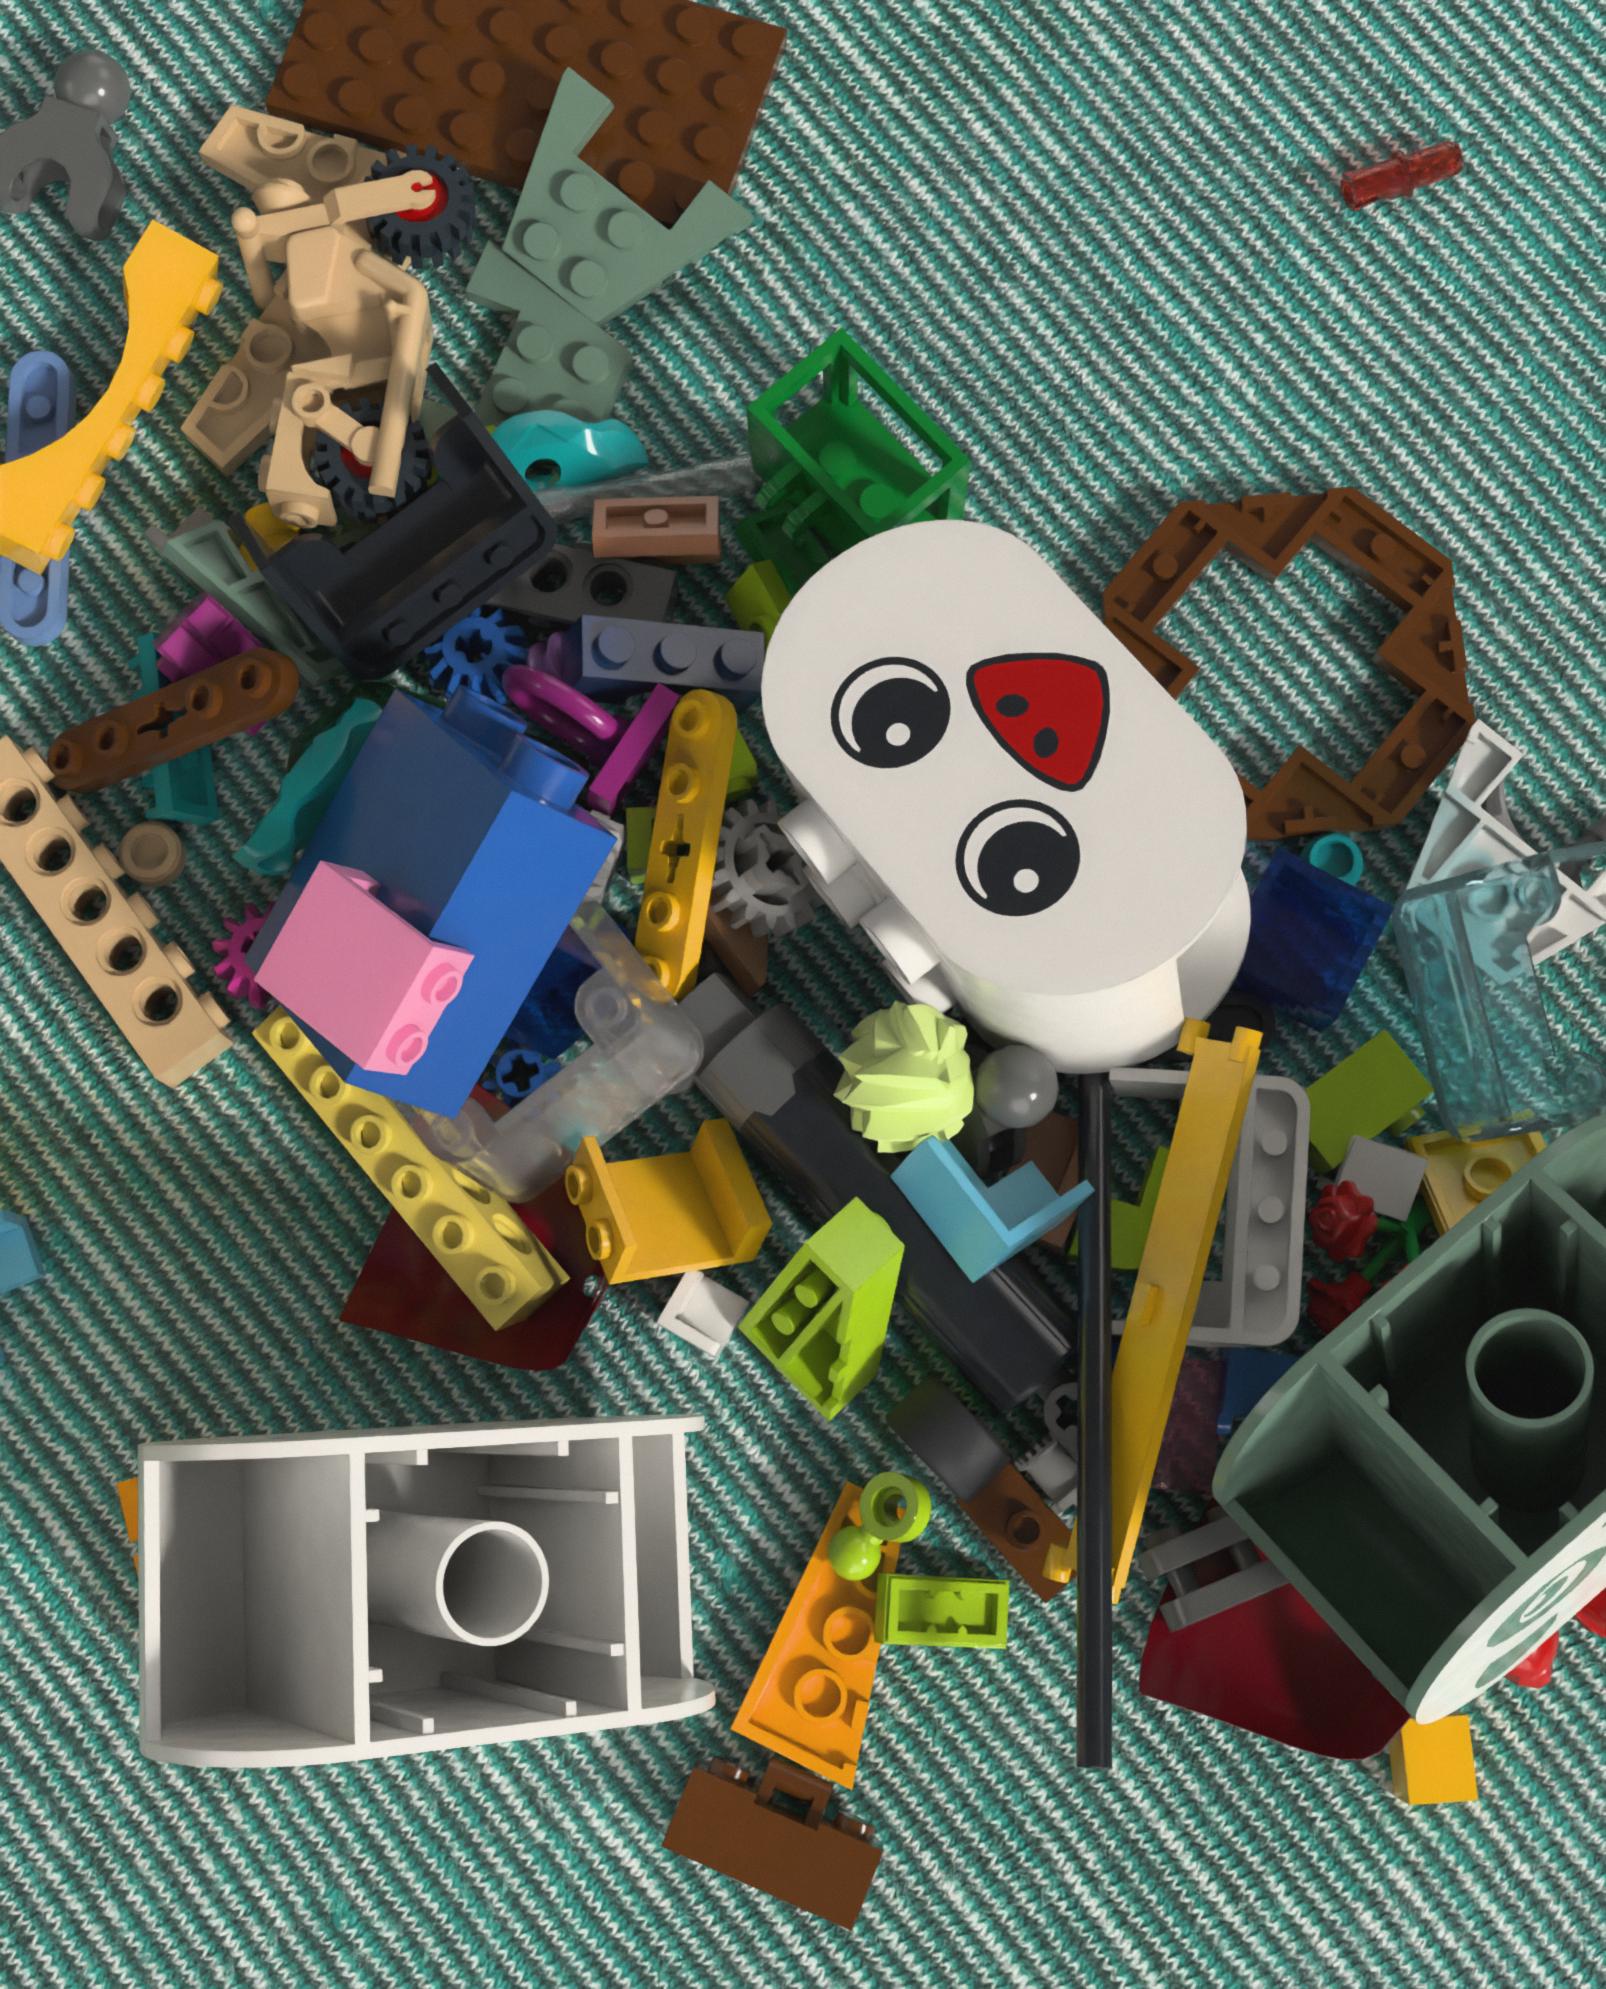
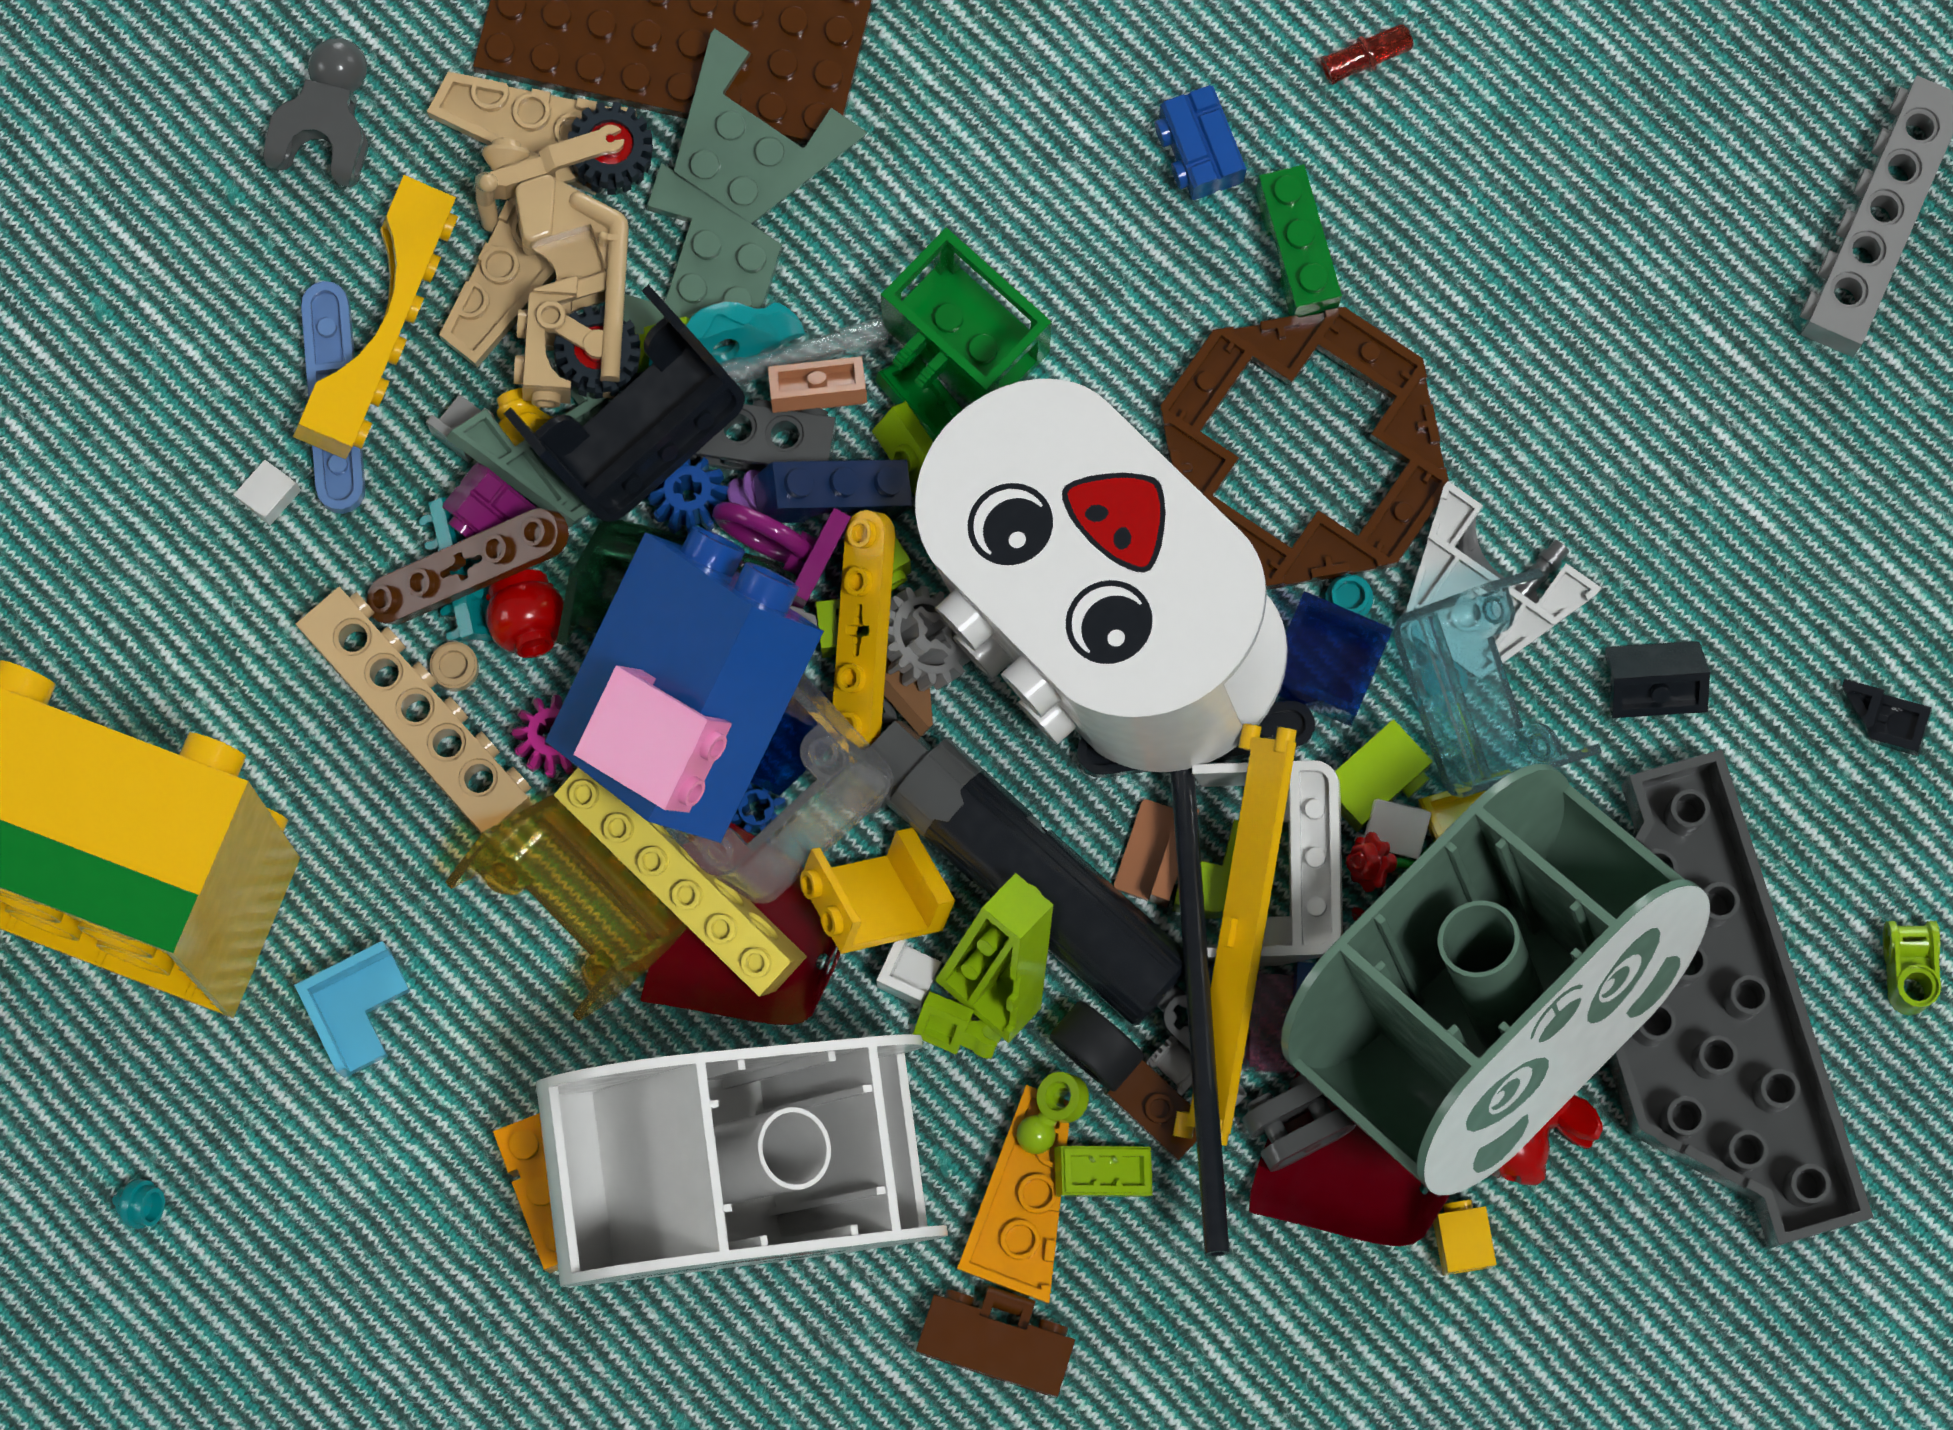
camera: 10 degrees left, 0 degrees up
(238, 785) = (524, 613): none -> red piece
(279, 1156) = (582, 889): none -> clear yellow windscreen
(308, 792) = (585, 609): teal piece -> none
(753, 1391) = (950, 1027): none -> lime plate
(907, 1077) = (1044, 784): yellowish green hair -> none
(977, 1222) = (1106, 885): medium azure panel -> none
(1011, 1092) = (1103, 800): dark grey piece -> none
(1180, 266) = (1200, 142): none -> blue brick
(1294, 367) = (1302, 249): none -> green arch

